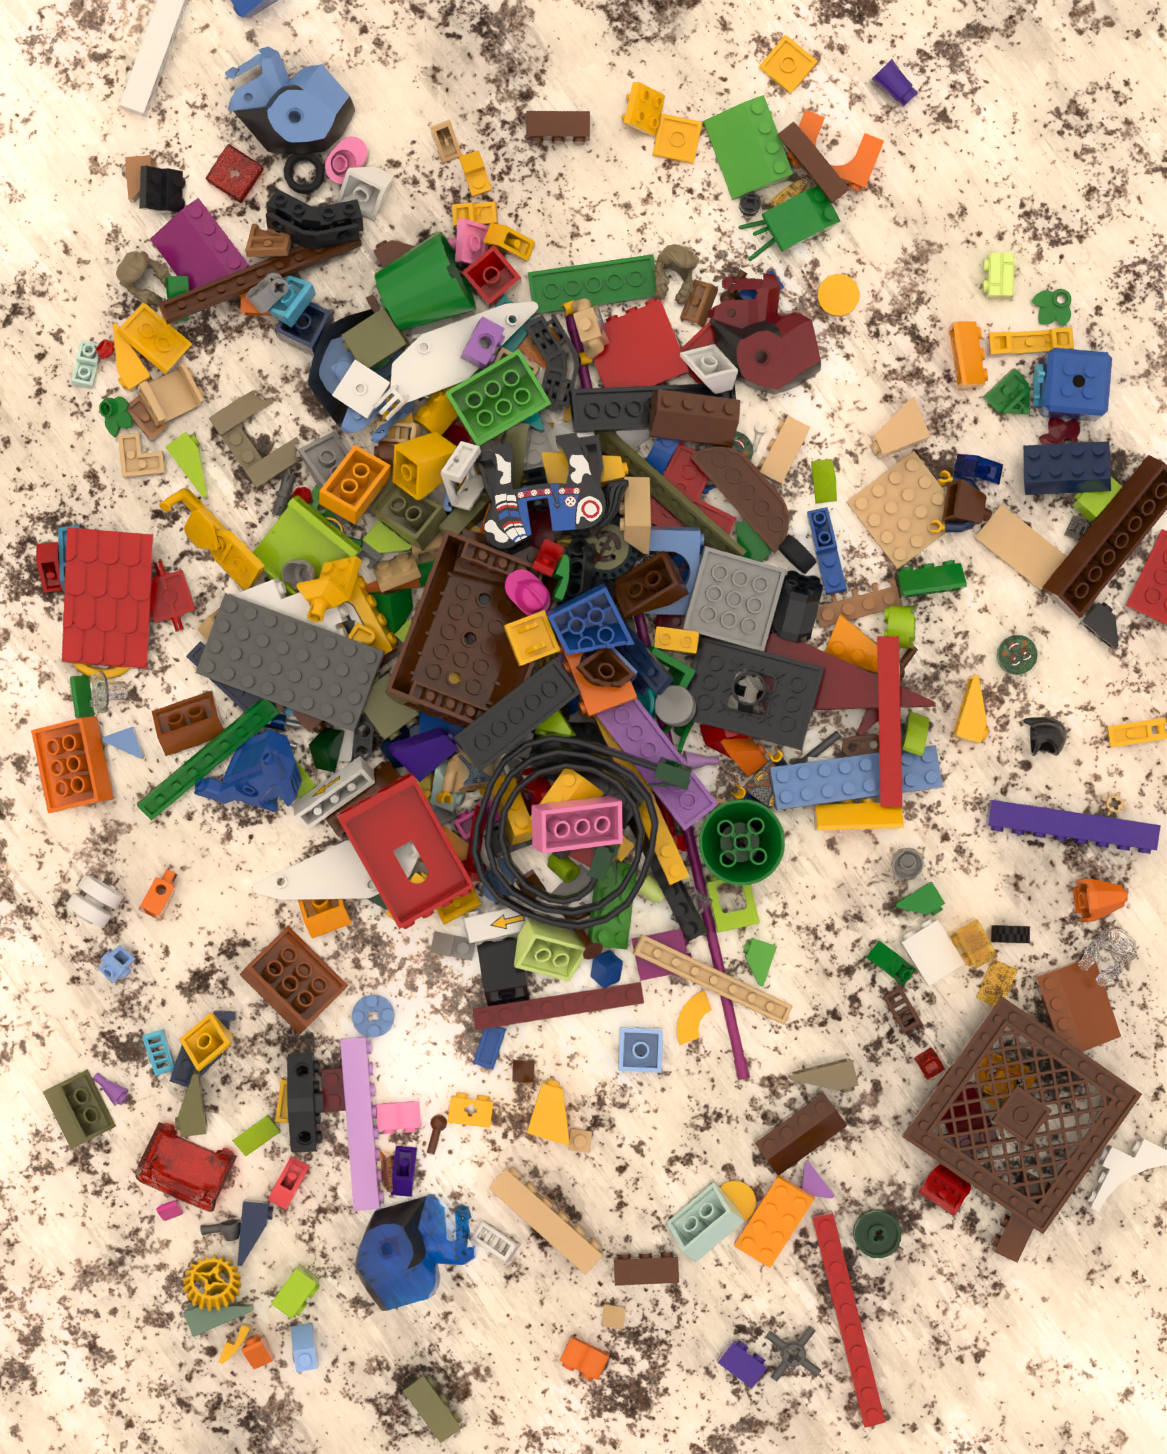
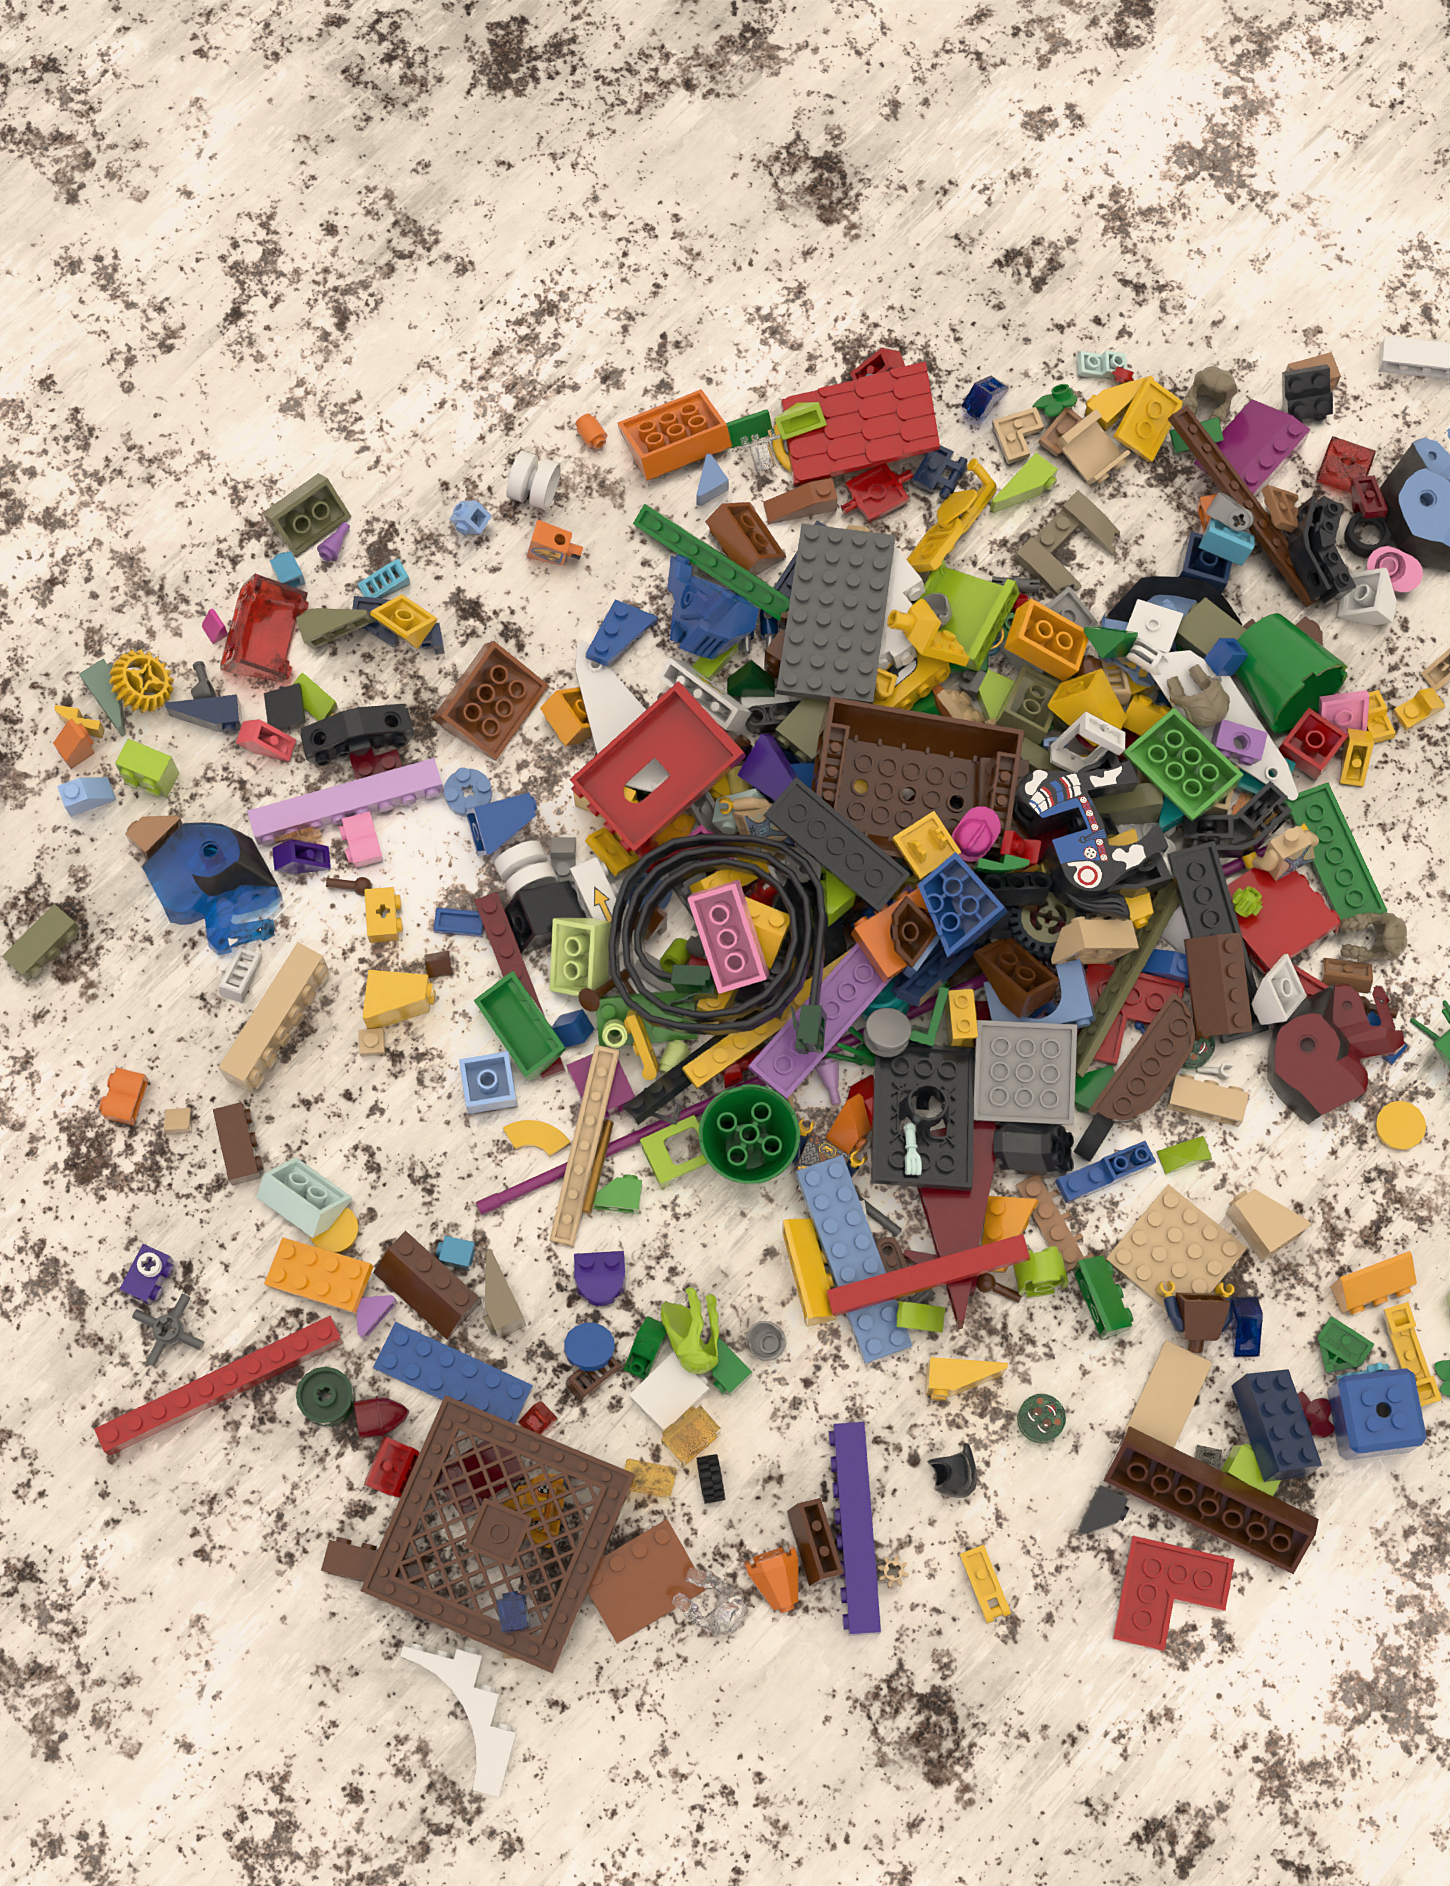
camera: 80 degrees right, 15 degrees down
(53, 838) = (591, 431): none -> orange brick
(89, 650) = (800, 419): none -> lime slope
(96, 477) = (984, 396): none -> clear blue slope
(131, 1136) = (287, 569): none -> dark azure brick
(163, 546) = (932, 468): none -> dark blue plate
(164, 666) = (803, 501): none -> dark orange slope
(252, 854) = (618, 631): none -> blue wing
(260, 1161) = (285, 707): none -> black piece
(275, 164) = (1367, 497): none -> dark red slope
(353, 1297) = (151, 831): none -> medium nougat slope
(366, 432) = (1110, 641): none -> green slope
(406, 334) = (1225, 657): none -> blue panel
(411, 993) = (499, 820): none -> blue slope
(453, 366) = (1202, 708): none -> dark tan hair
(455, 982) = (525, 867): none -> white wheel
(597, 1013) = (520, 1026): none -> green slope
(625, 935) = (614, 1040): none -> yellowish green brick
(626, 373) = (1247, 901): none -> lime gear
(639, 913) = (642, 1045): none -> yellow plate
(733, 972) = (597, 1167): none -> pearl gold bar
(733, 1364) = (143, 1259): none -> white bush
(778, 1104) = (456, 1253): none -> dark azure brick
(790, 711) = (912, 1158): none -> light aqua piece
(823, 989) = (600, 1276): none -> dark purple slope
(879, 1126) = (448, 1372): none -> blue plate
(880, 1010) = (589, 1346): none -> blue tile
(890, 929) = (684, 1331): none -> lime hair
(902, 1192) = (378, 1416): none -> dark red helmet
(1078, 861) = (815, 1542): none -> reddish brown brick
(1090, 1115) = (513, 1612): none -> clear blue brick

